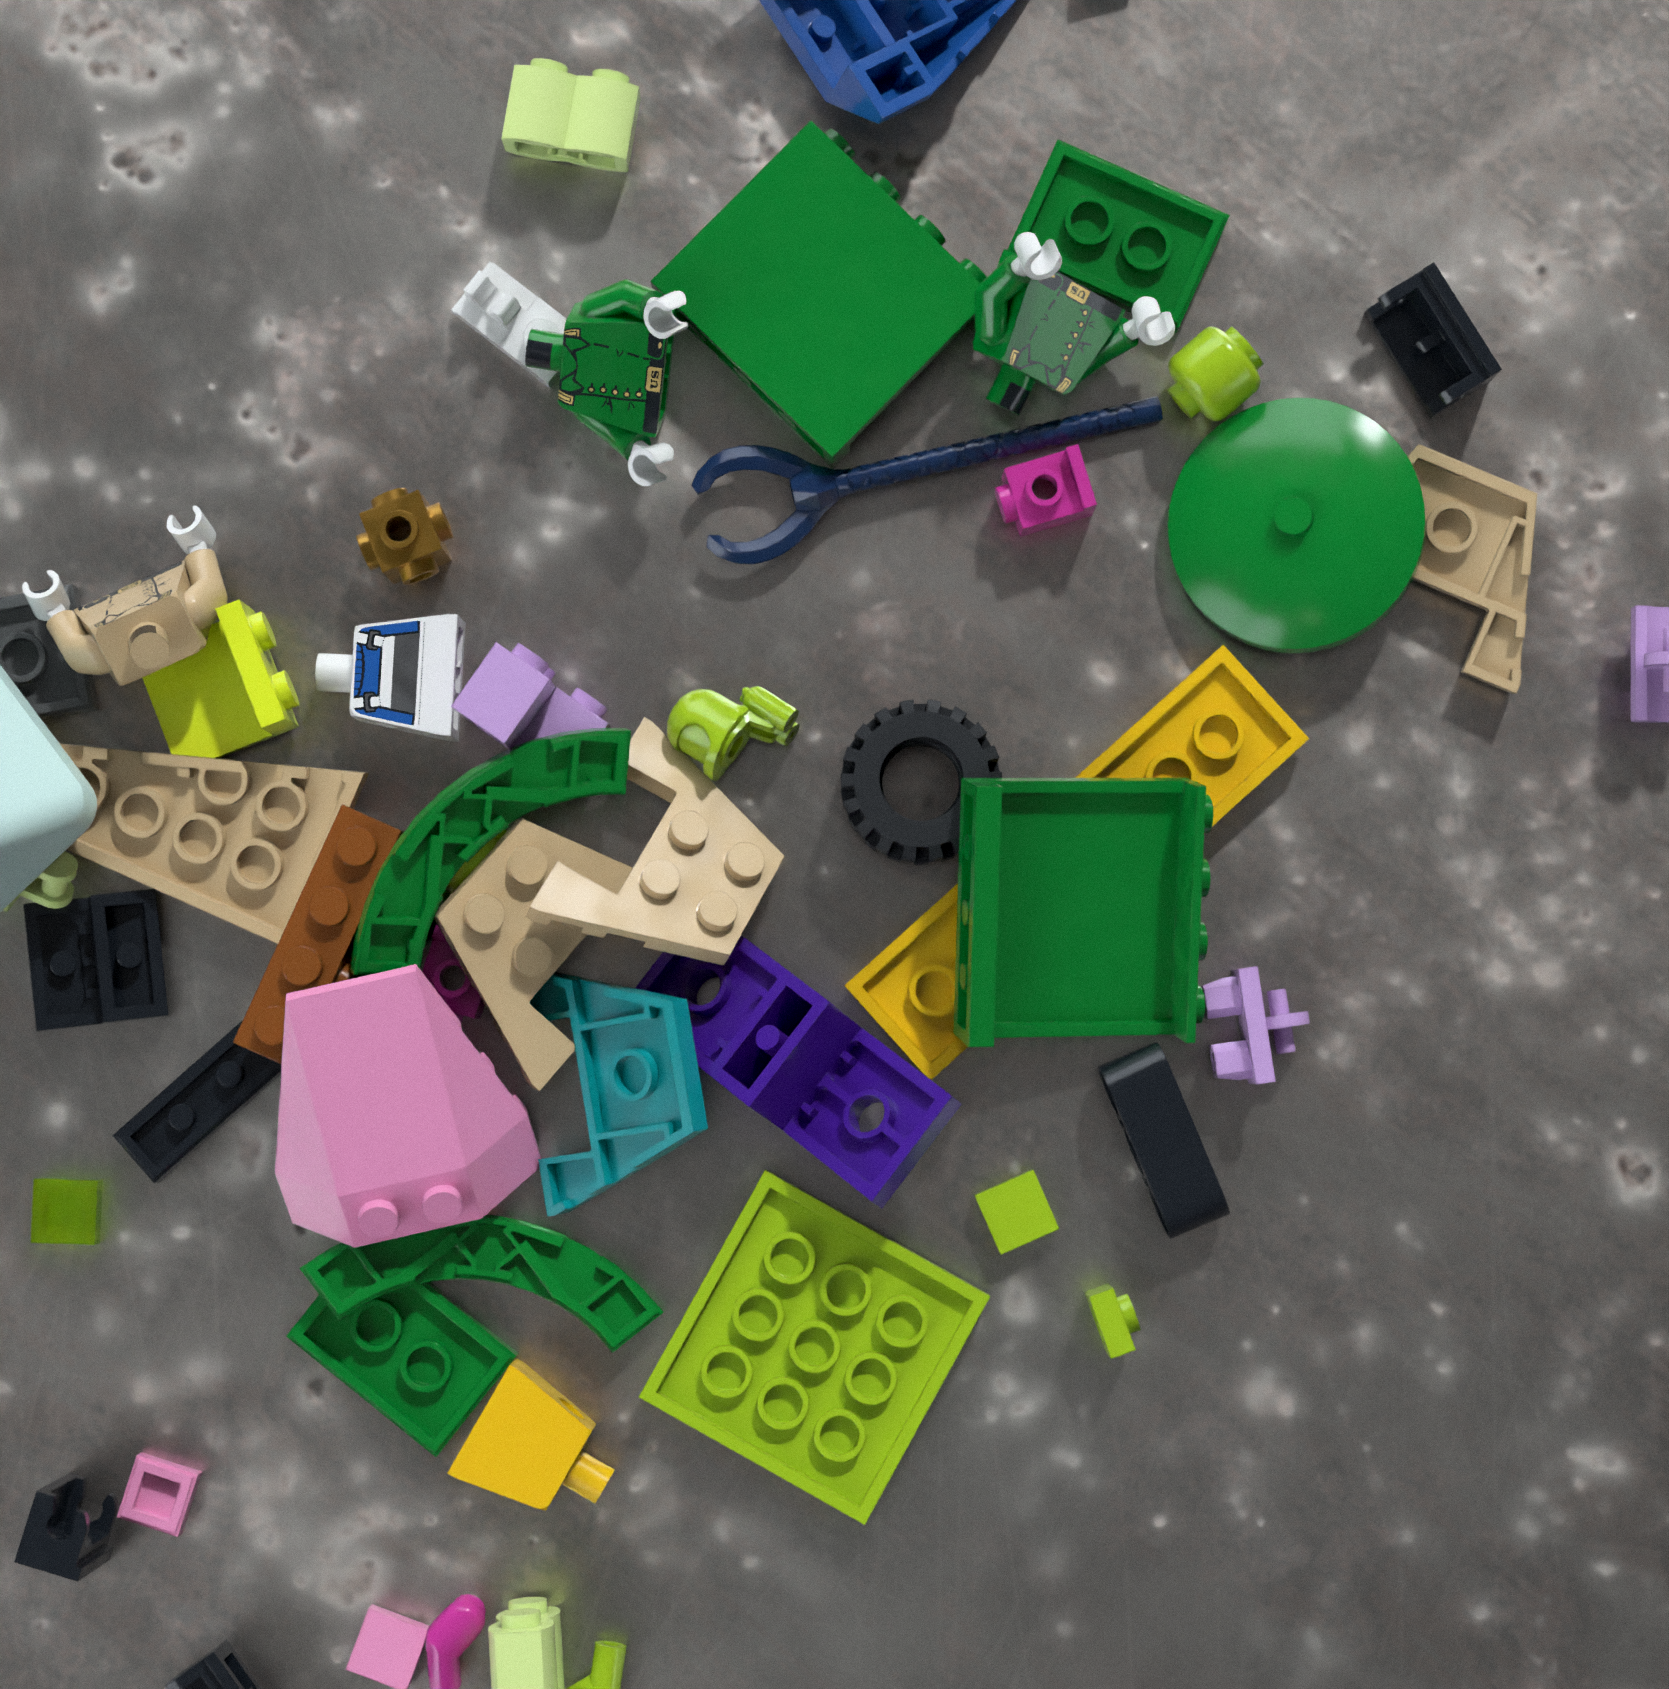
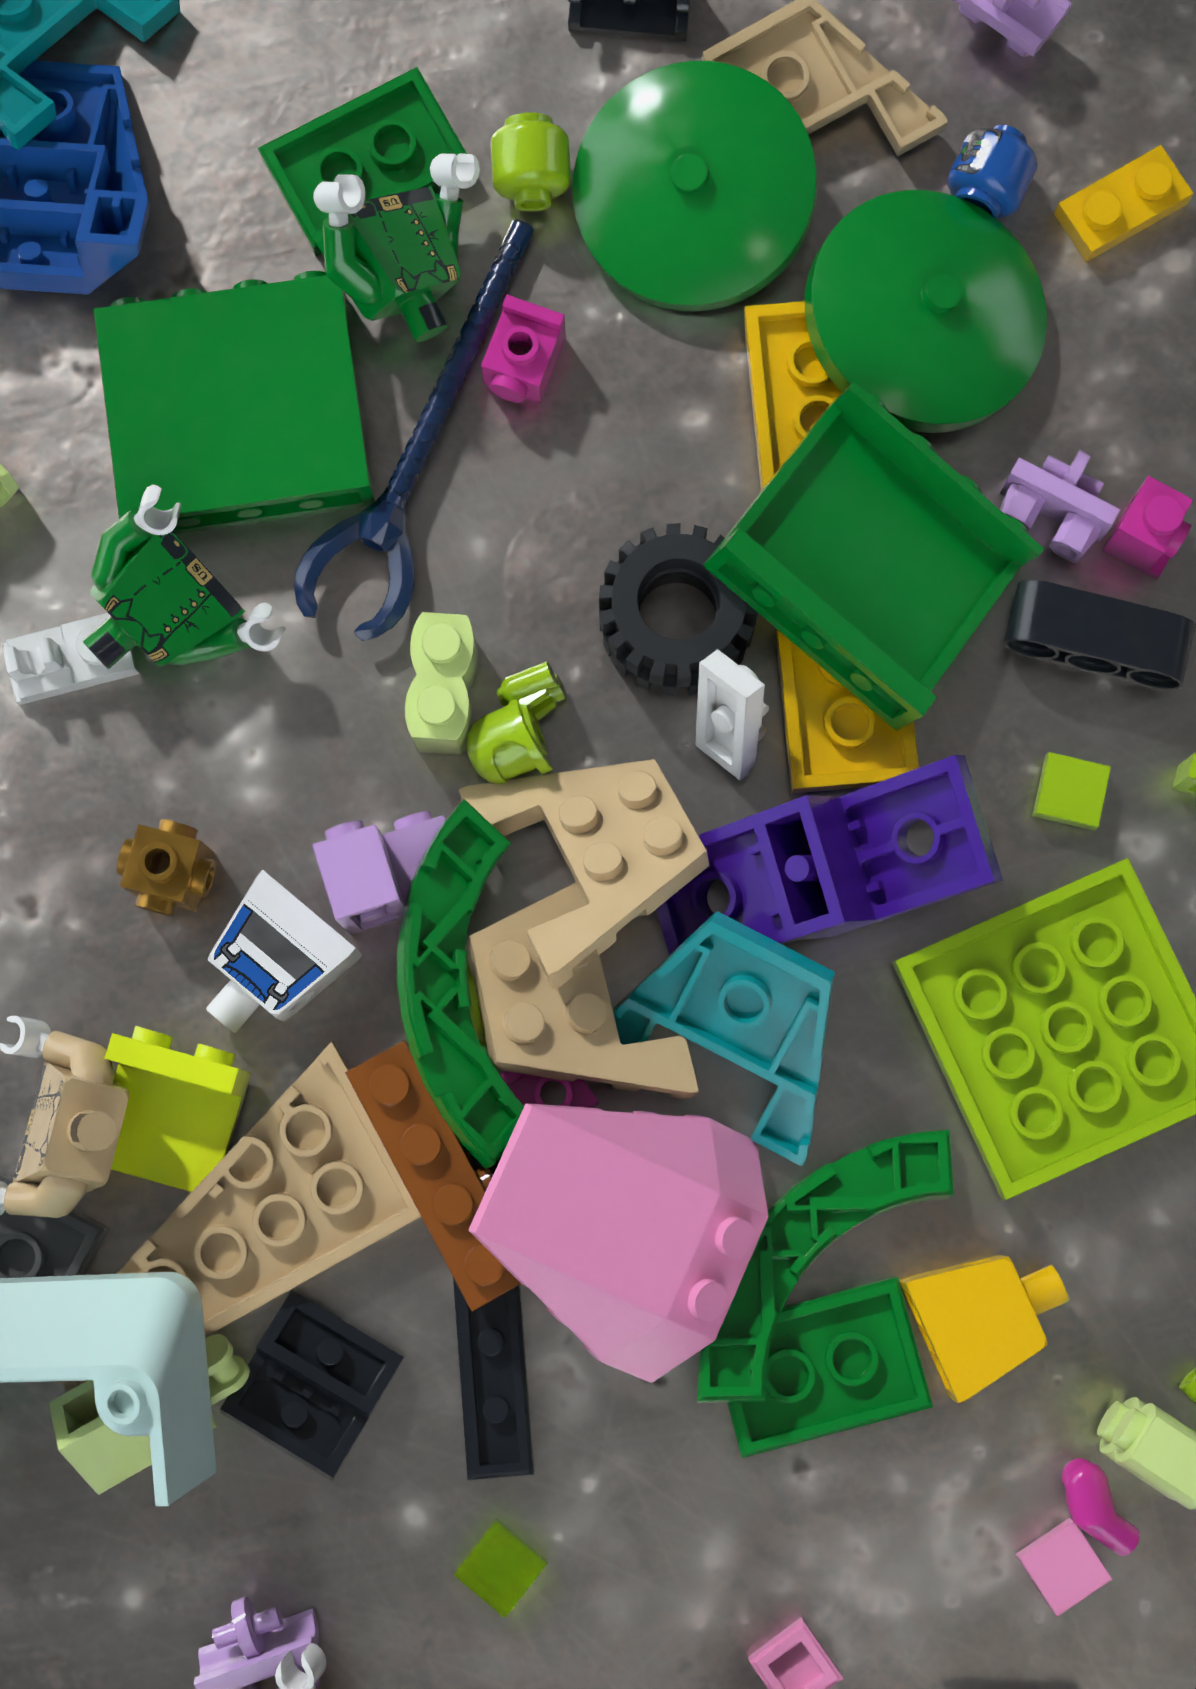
camera: 55 degrees left, 5 degrees down
(733, 630) = (445, 669): none -> yellowish green brick
(863, 890) = (729, 713): none -> white plate
(1285, 1118) = (1150, 528): none -> dark pink brick
(1333, 796) = (926, 309): none -> green dish
(1499, 763) = (993, 170): none -> blue head
(1562, 891) = (1123, 203): none -> yellow plate

